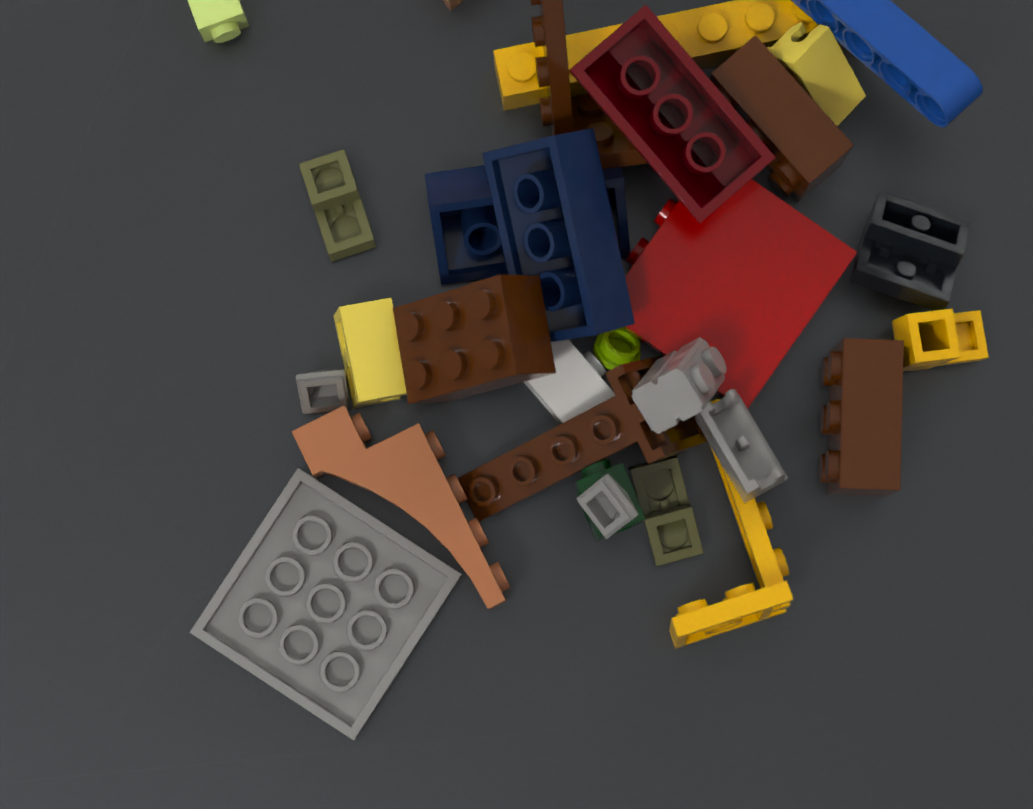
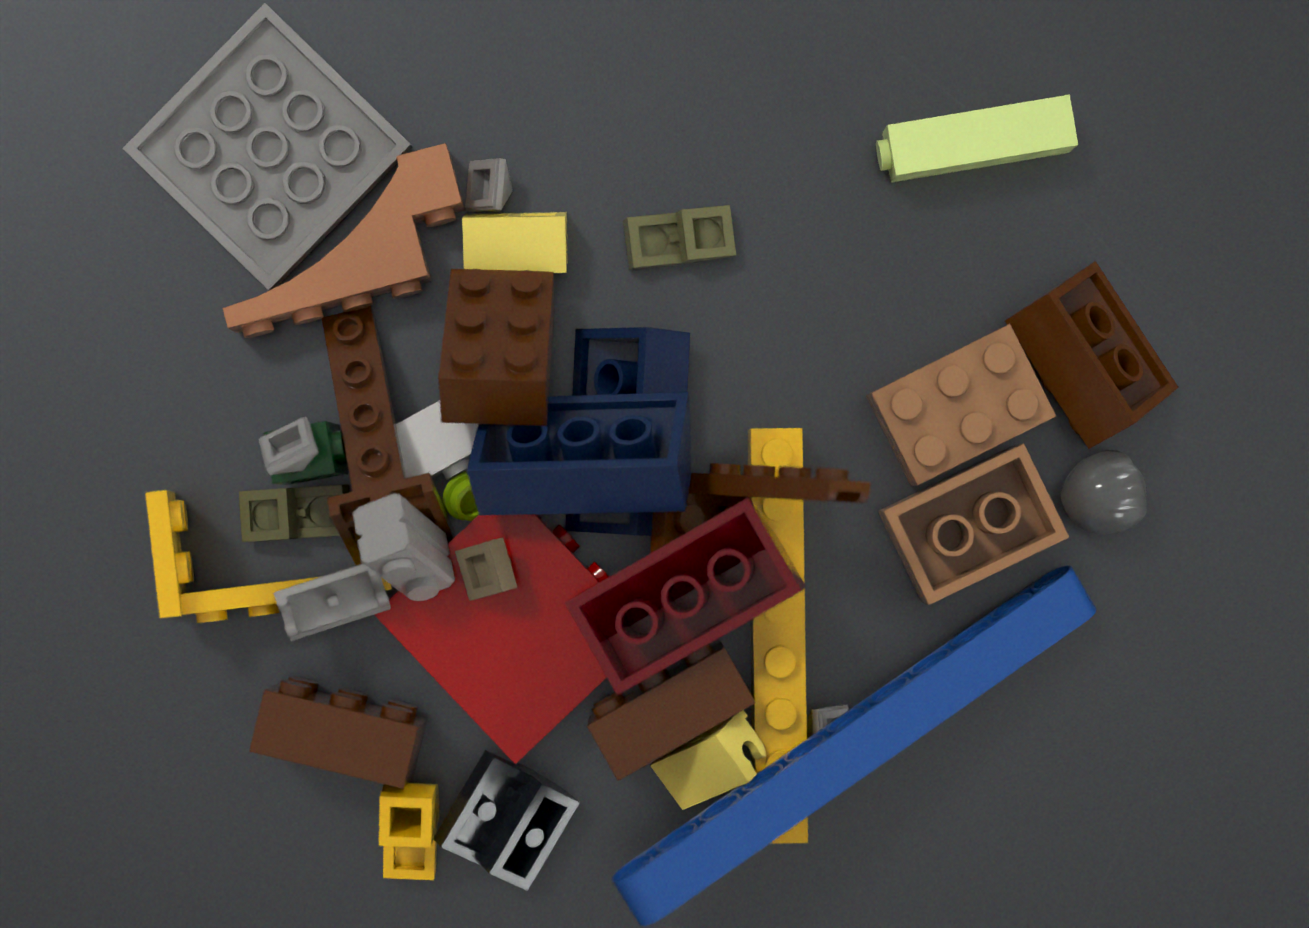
camera: 90 degrees right, 5 degrees up
(683, 309) = (486, 569): none -> dark tan plate

